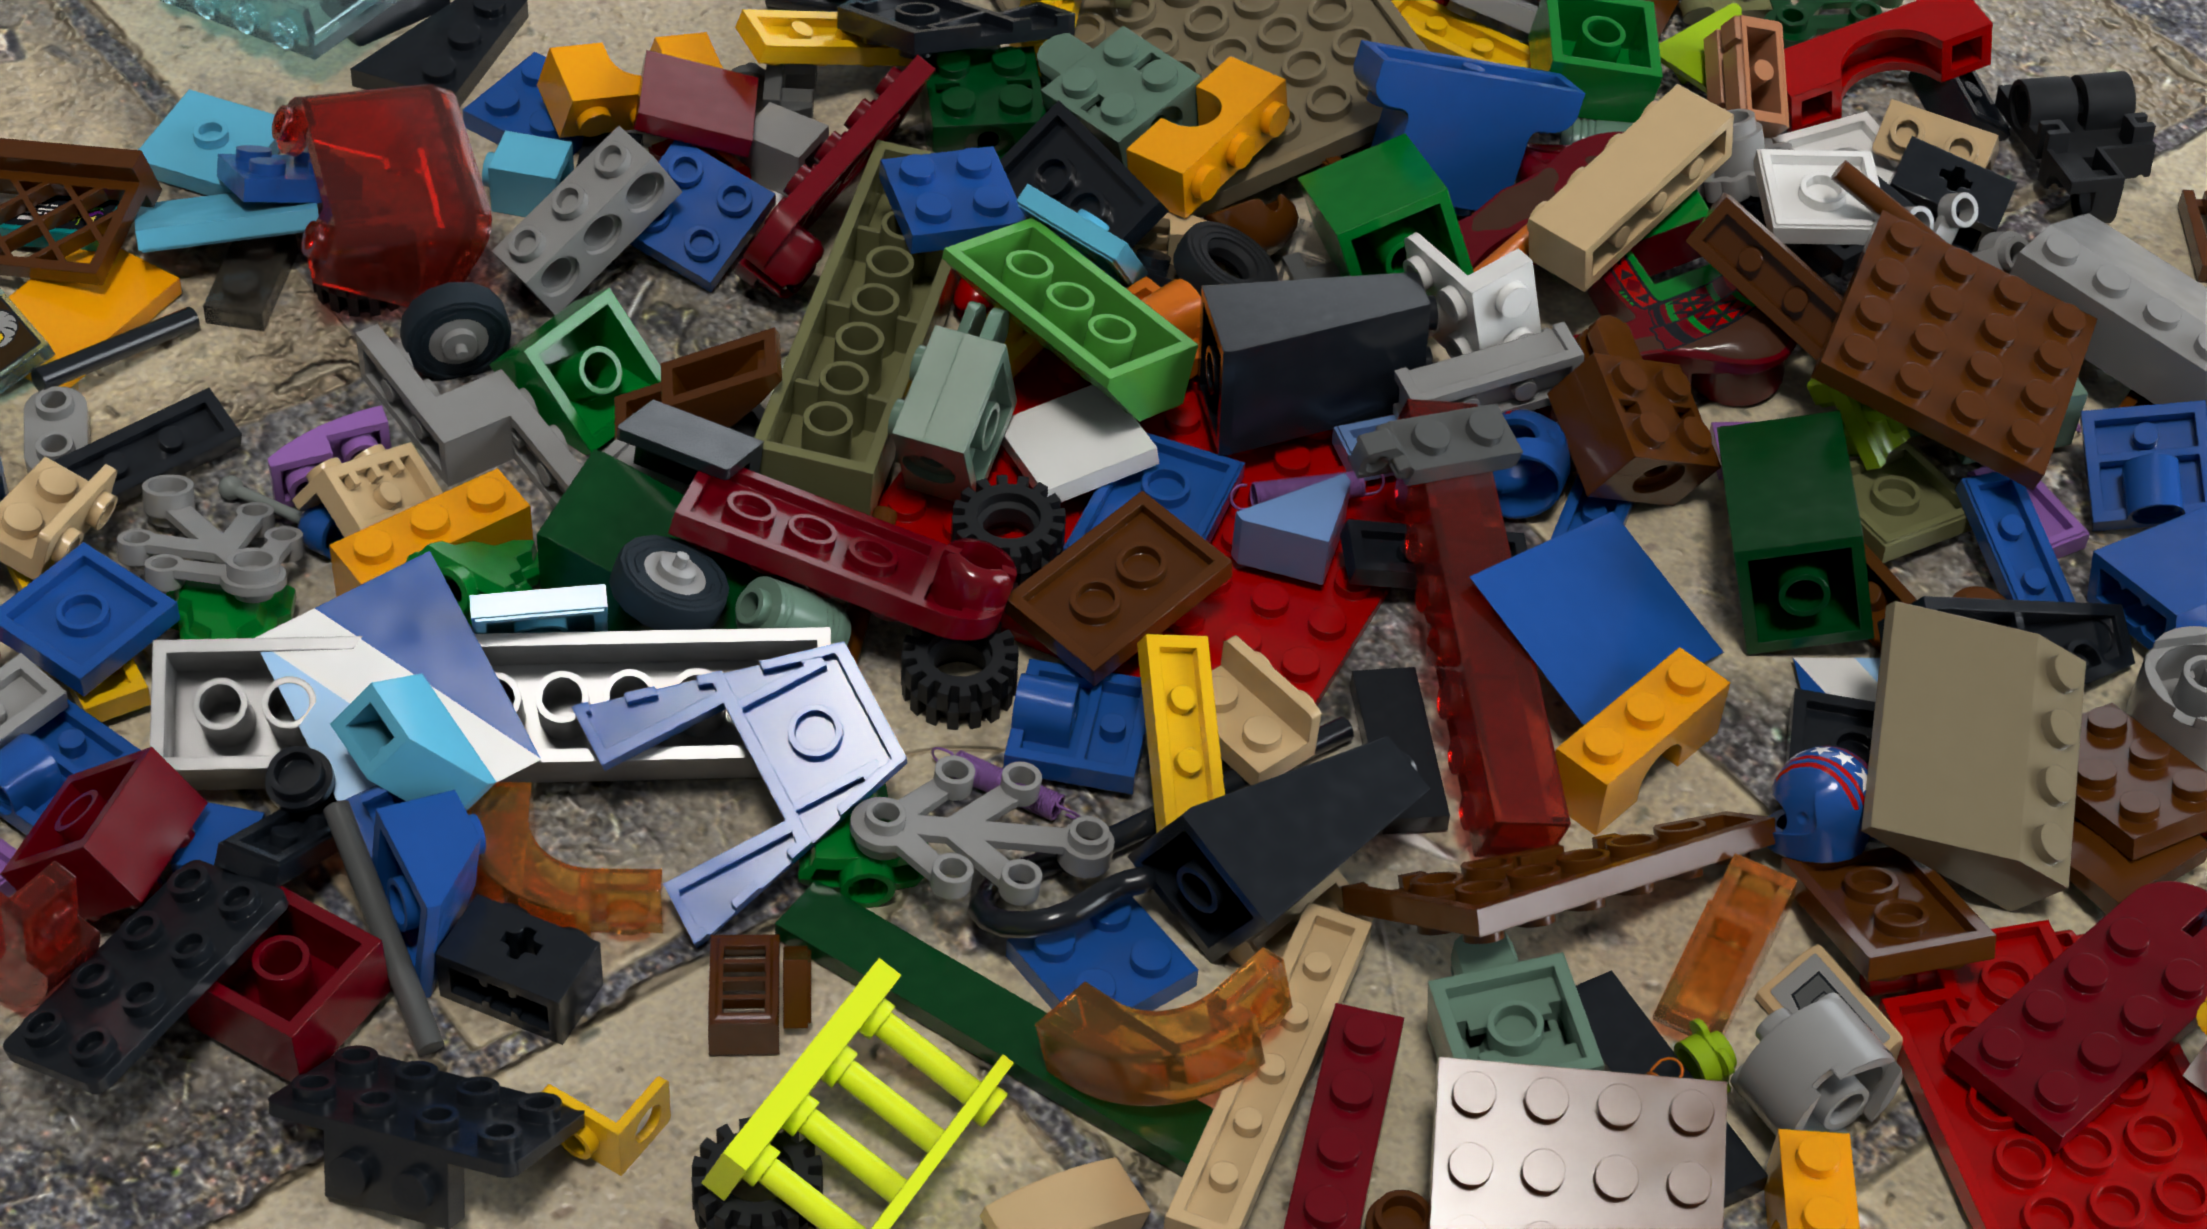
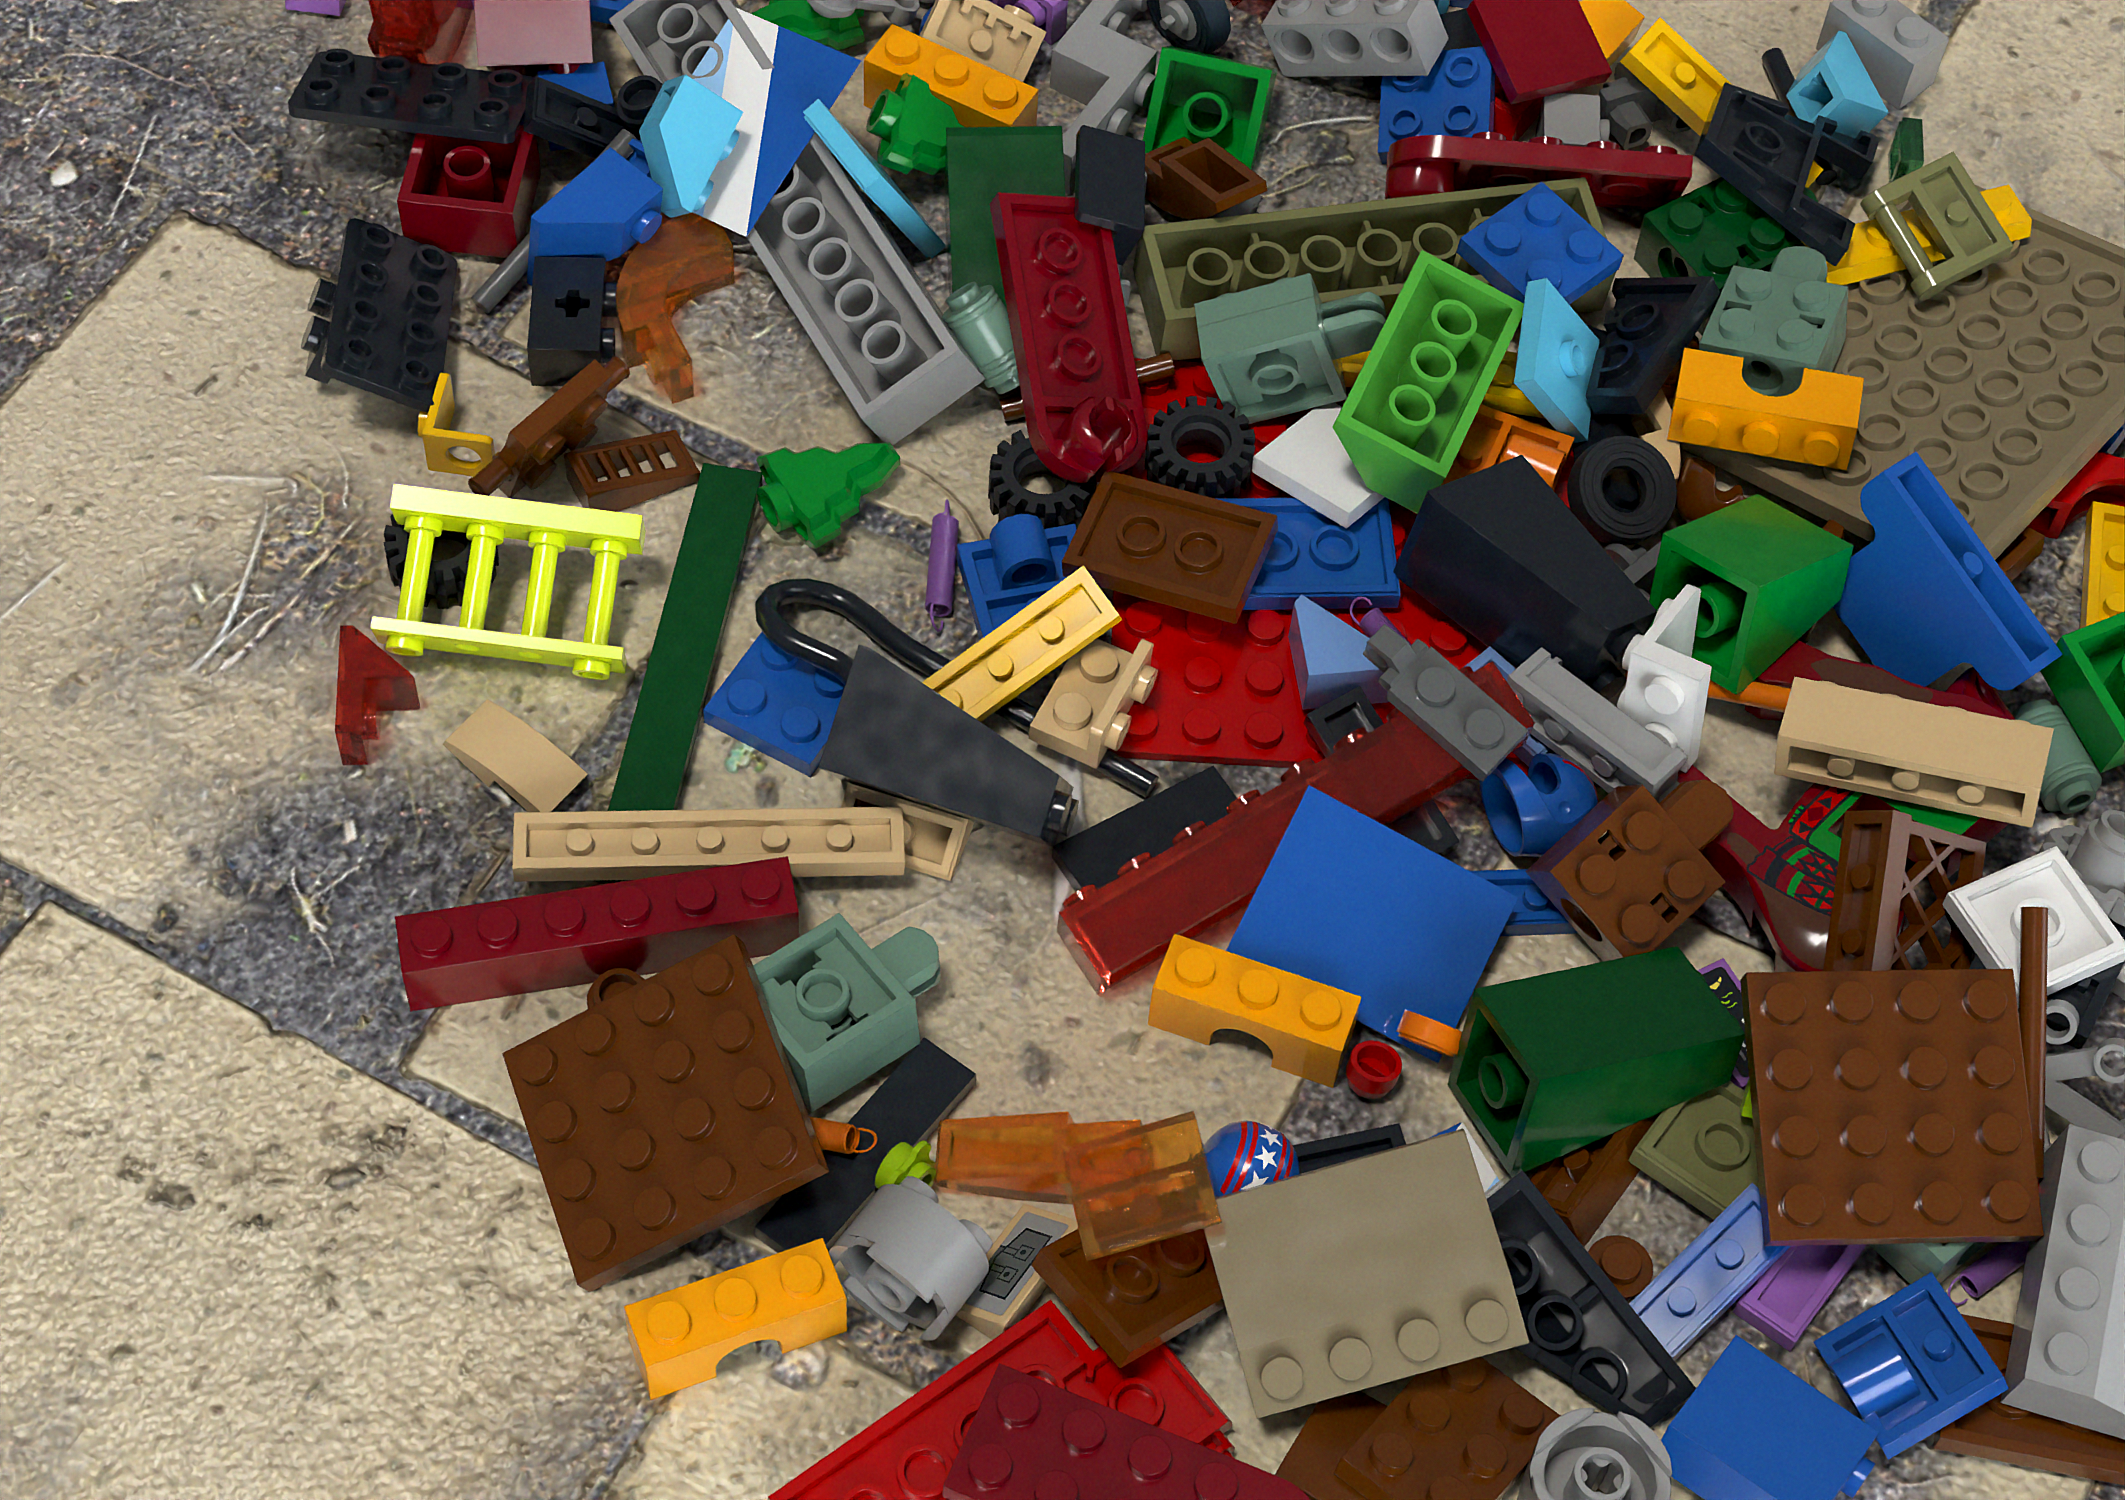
camera: 65 degrees right, 10 degrees up
(668, 584) = (945, 232): black wheel -> none
(683, 1016) = (556, 425): none -> reddish brown plate
(796, 987) = (652, 493): reddish brown tile -> none
(810, 737) = (846, 393): wing -> none
(901, 828) = (840, 543): light grey plant -> none
(1170, 1053) = (677, 766): clear orange arch -> none
(1539, 882) = (1031, 986): reddish brown wing -> none
(1717, 629) = (1429, 1033): none -> orange tile
(1740, 688) = (1373, 1069): none -> red hinge
(1837, 860) = (1141, 1186): none -> clear orange slope

